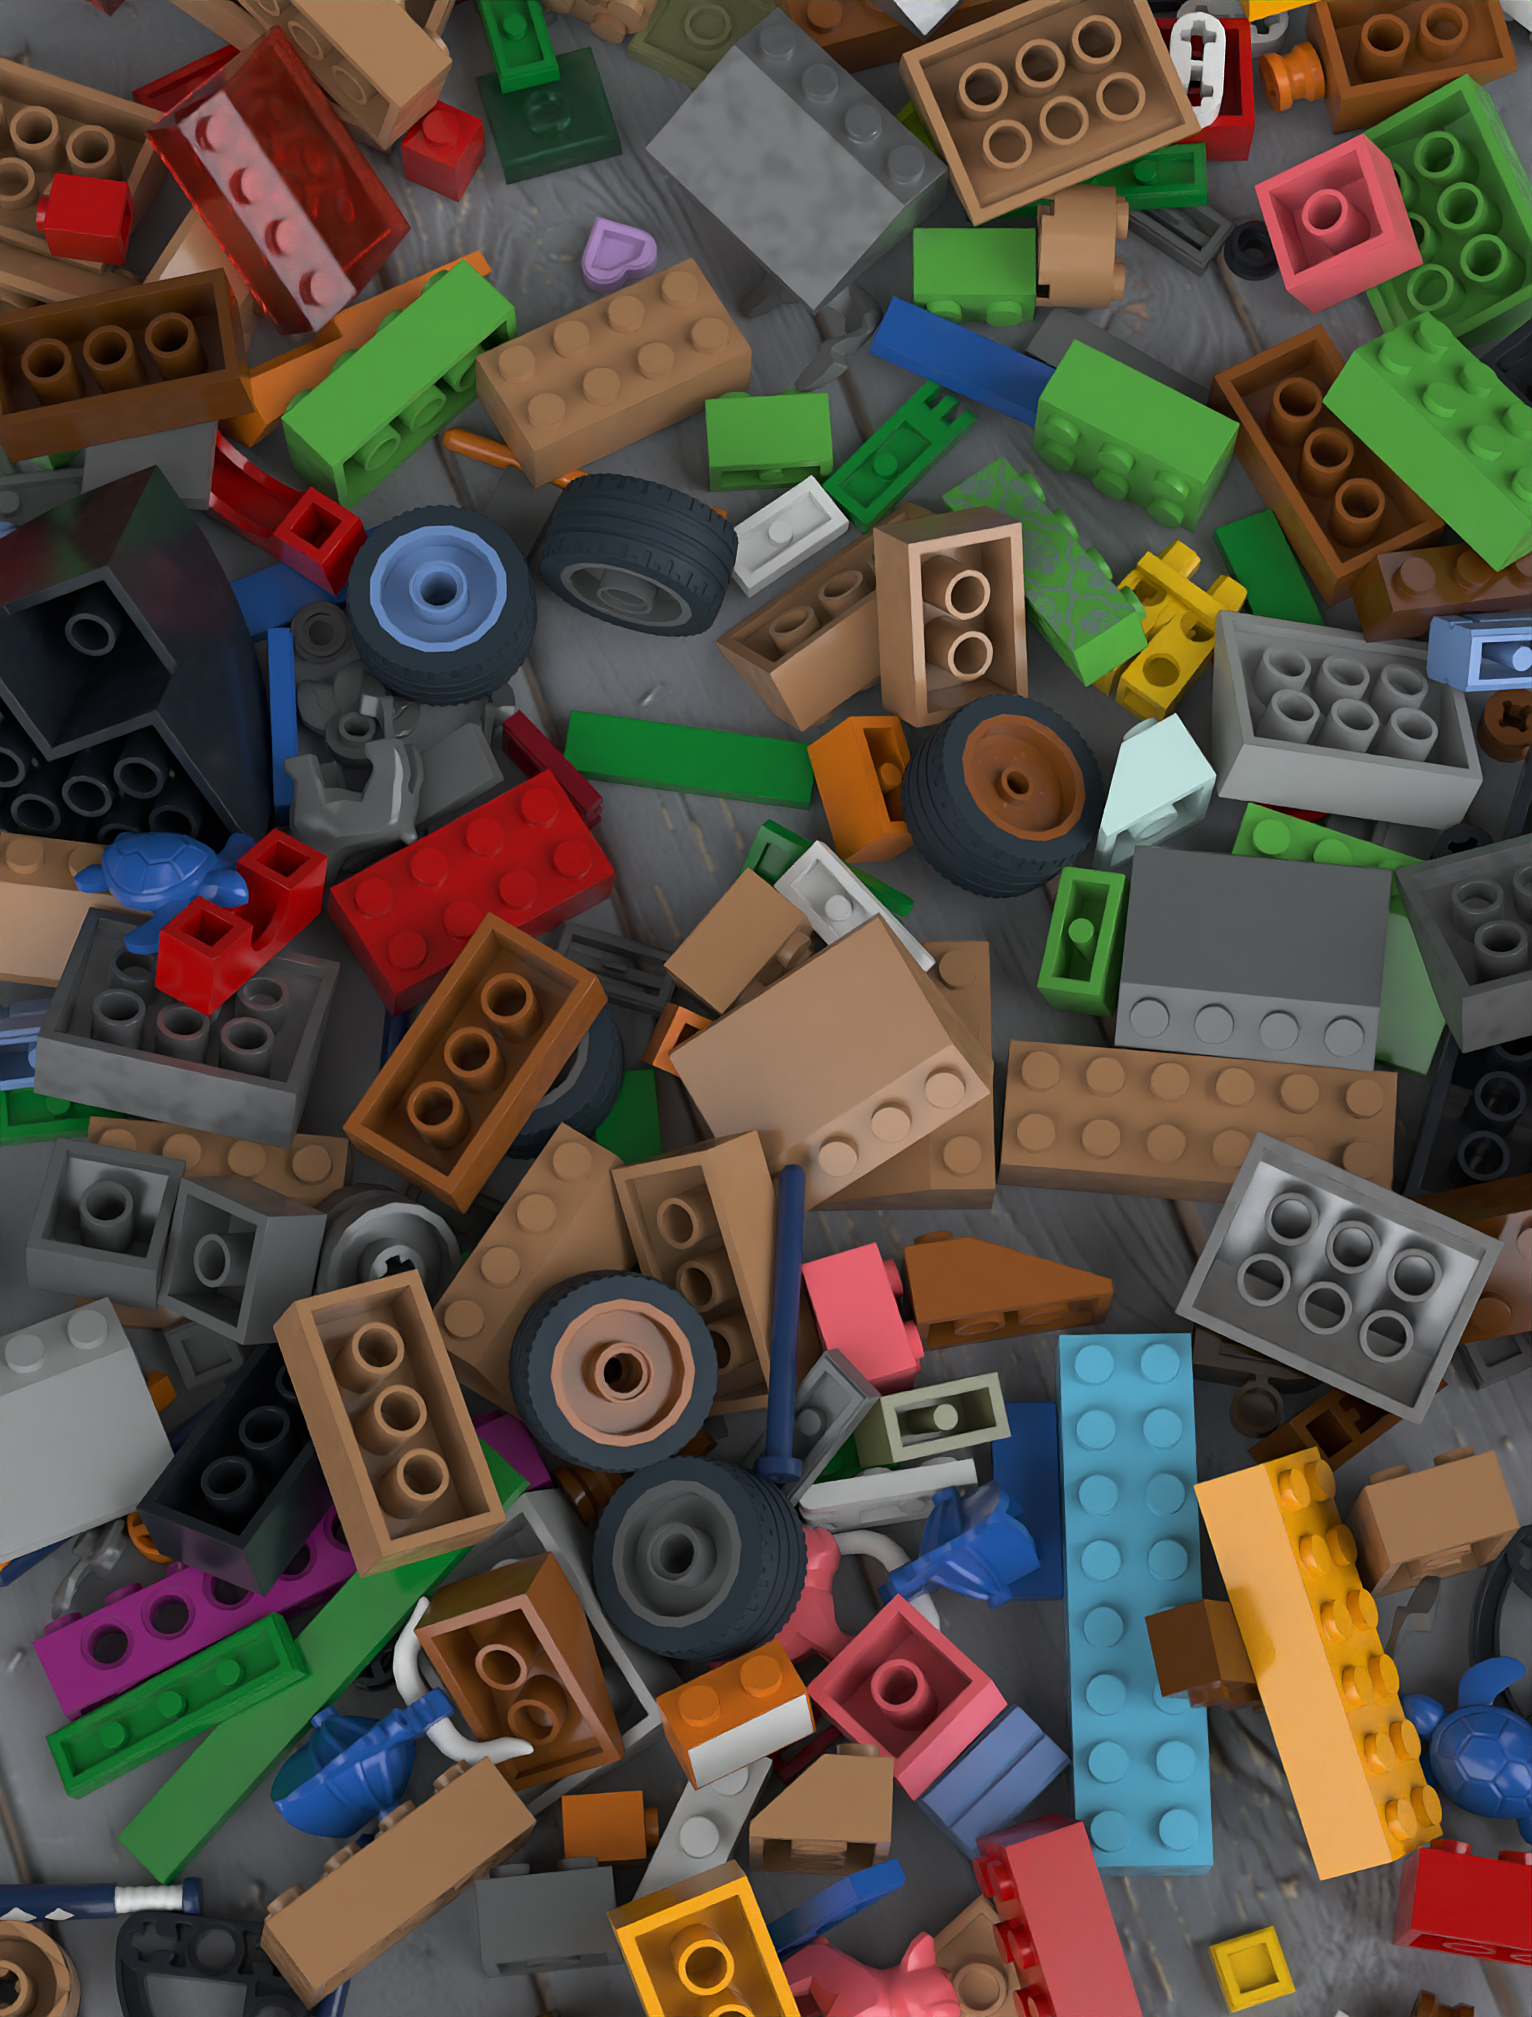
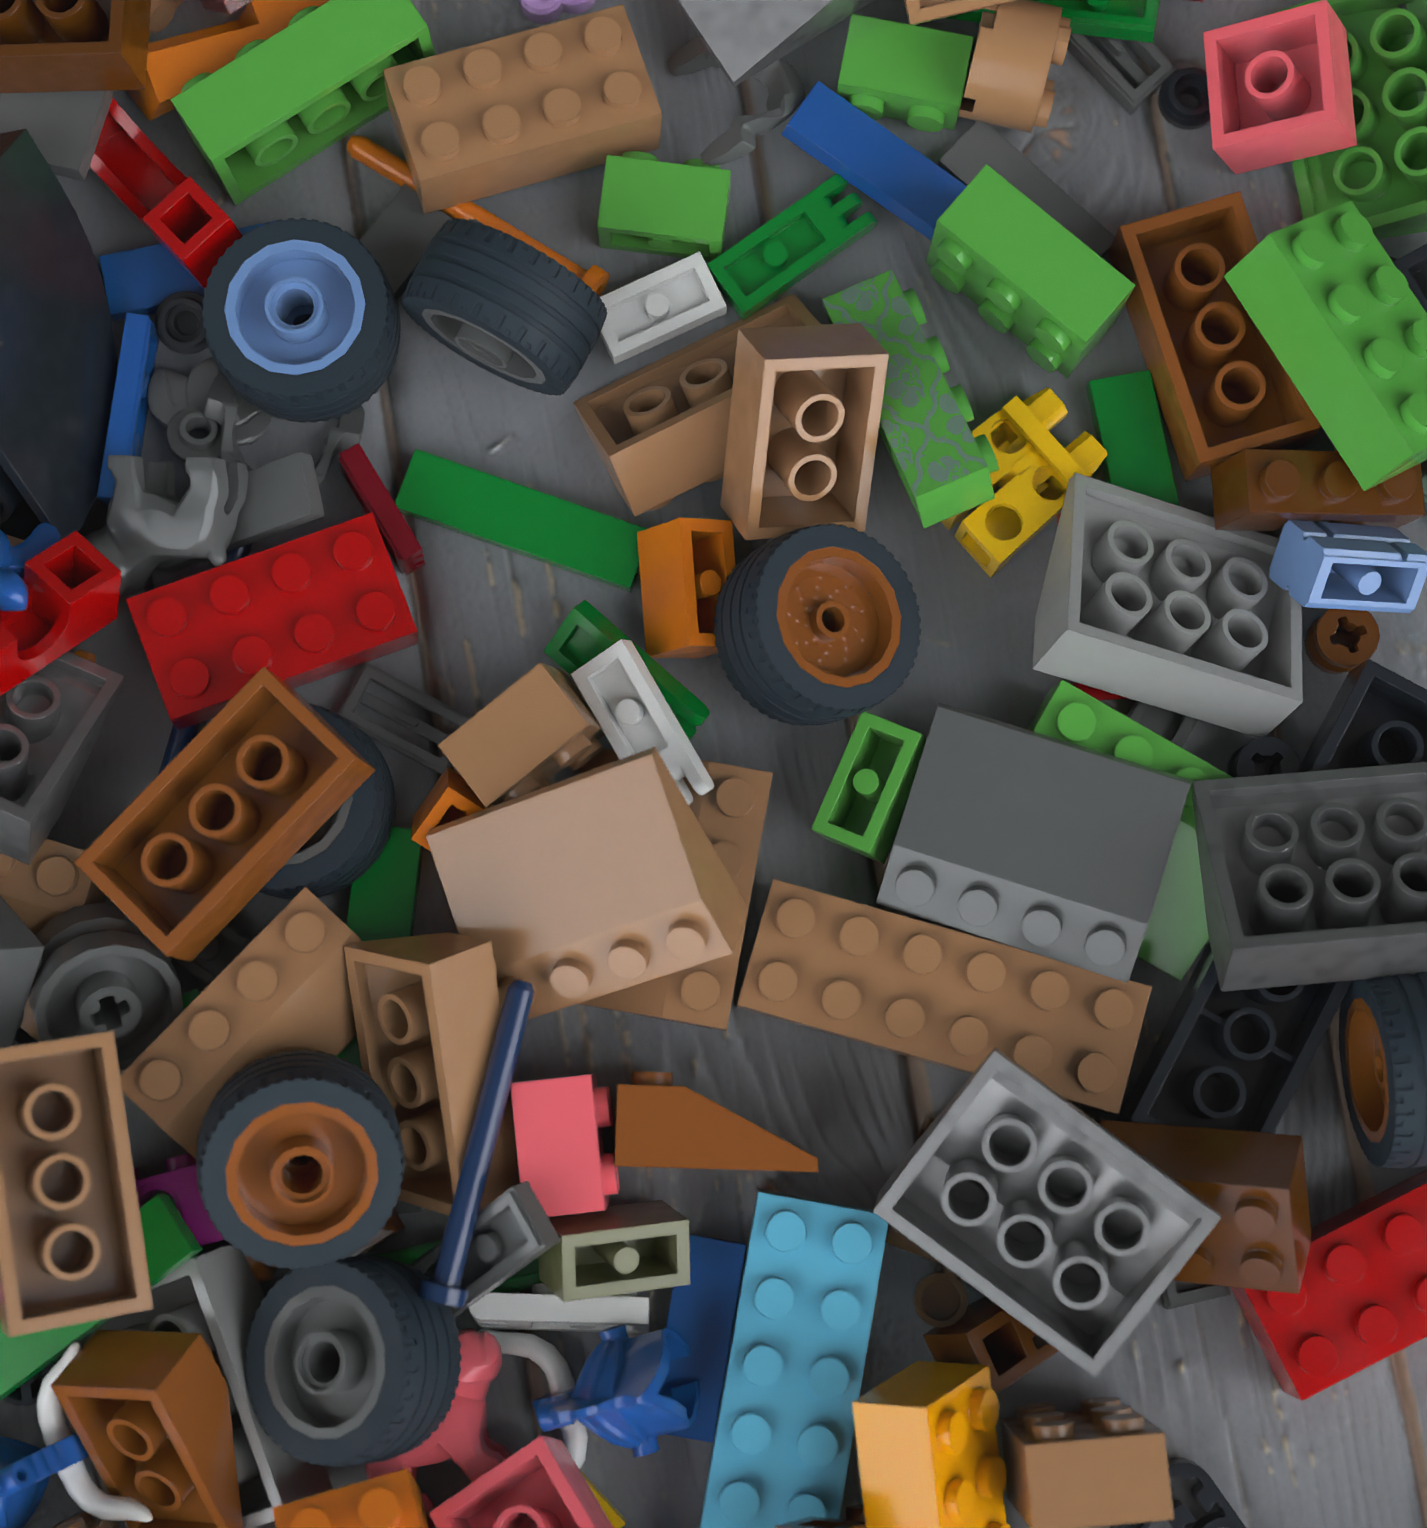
camera: 10 degrees right, 10 degrees up
(1155, 791) = (969, 645): light aqua slope -> none

